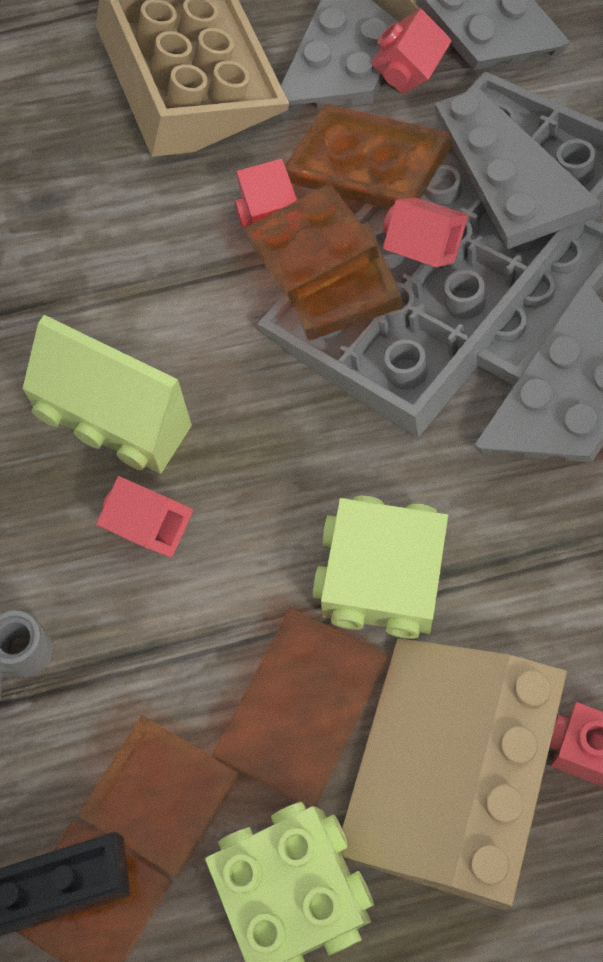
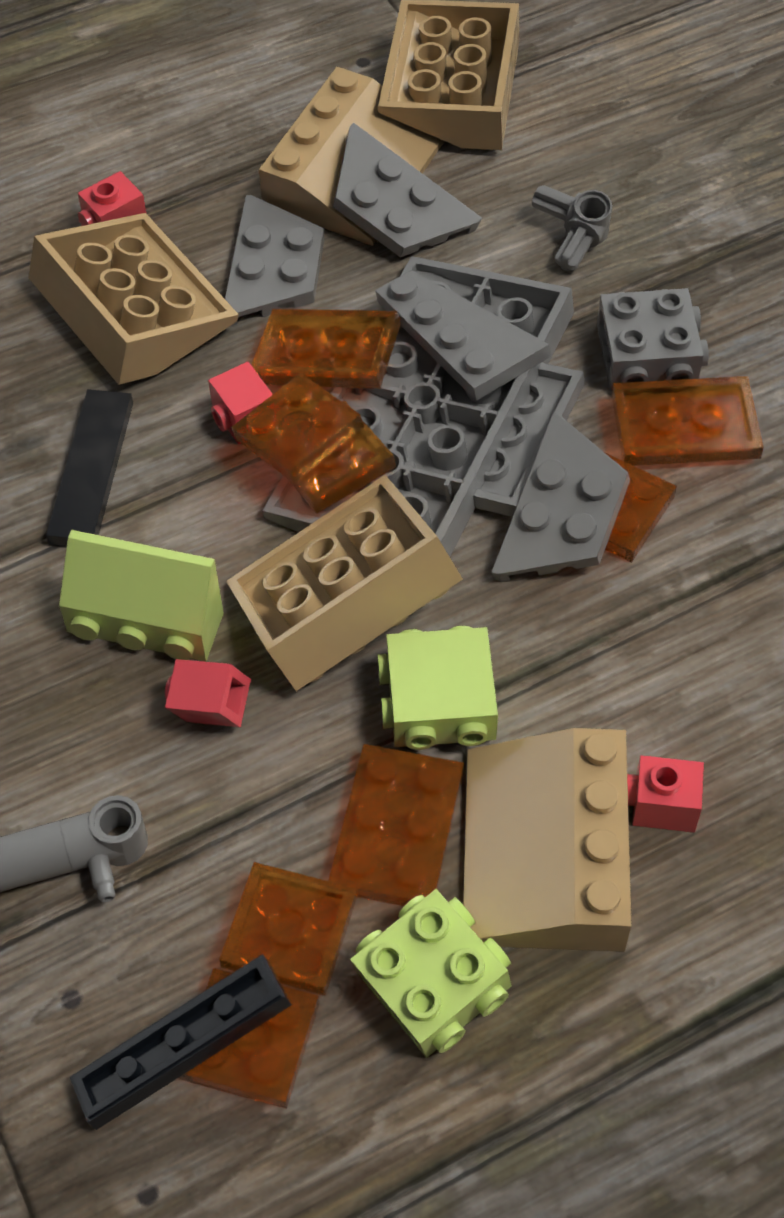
camera: 20 degrees left, 10 degrees down
(101, 241) = (90, 465): none -> black tile
(312, 426) = (343, 582): none -> tan slope
(410, 51) = (339, 249): coral brick -> none
(424, 231) = (398, 397): coral brick -> none

